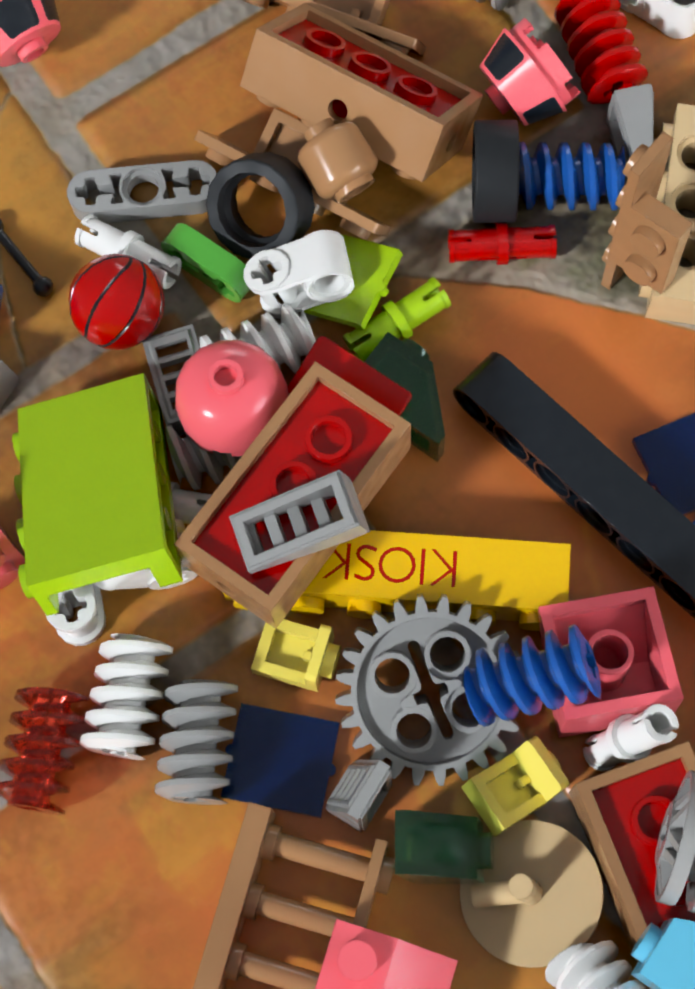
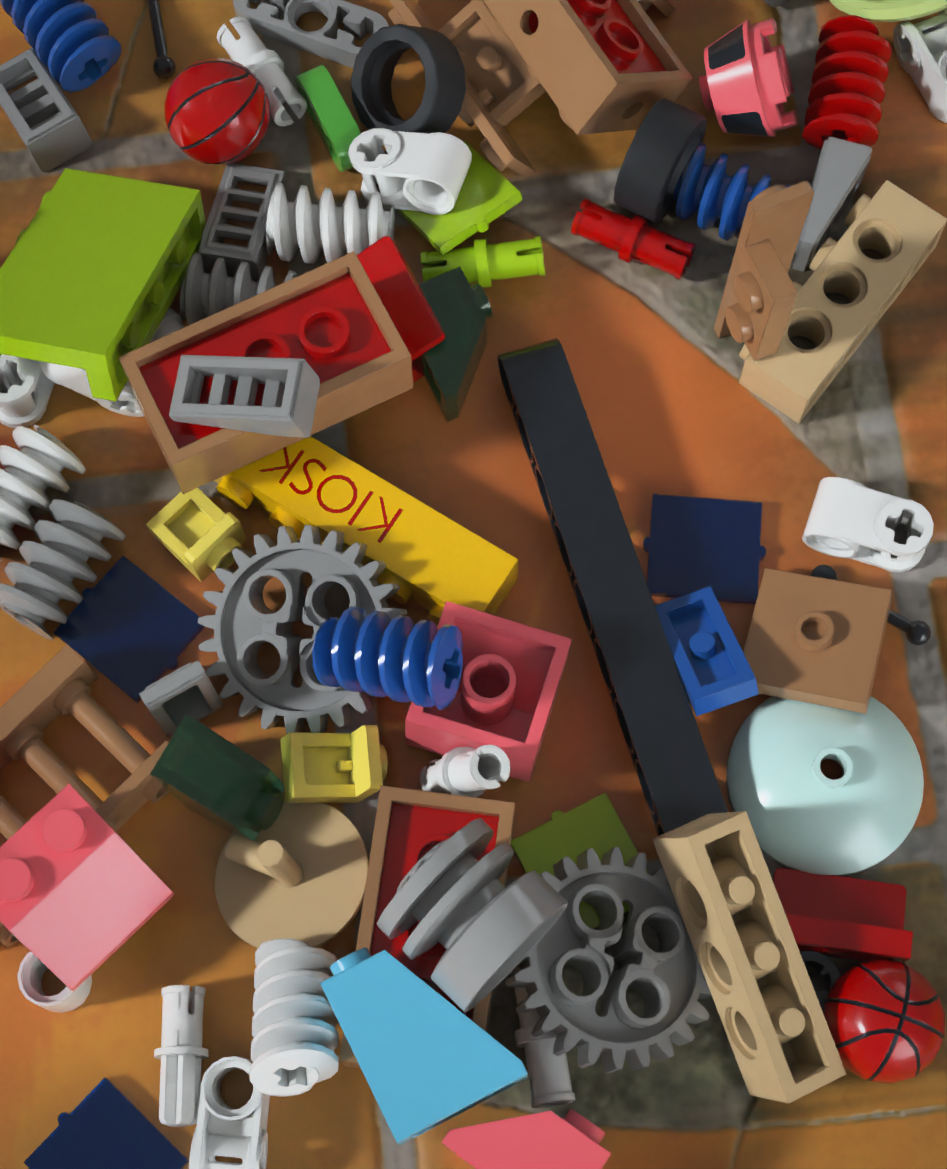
camera: 25 degrees right, 0 degrees up
(228, 395) = (260, 242): coral cylinder -> none
(337, 160) = (502, 72): medium nougat head -> none

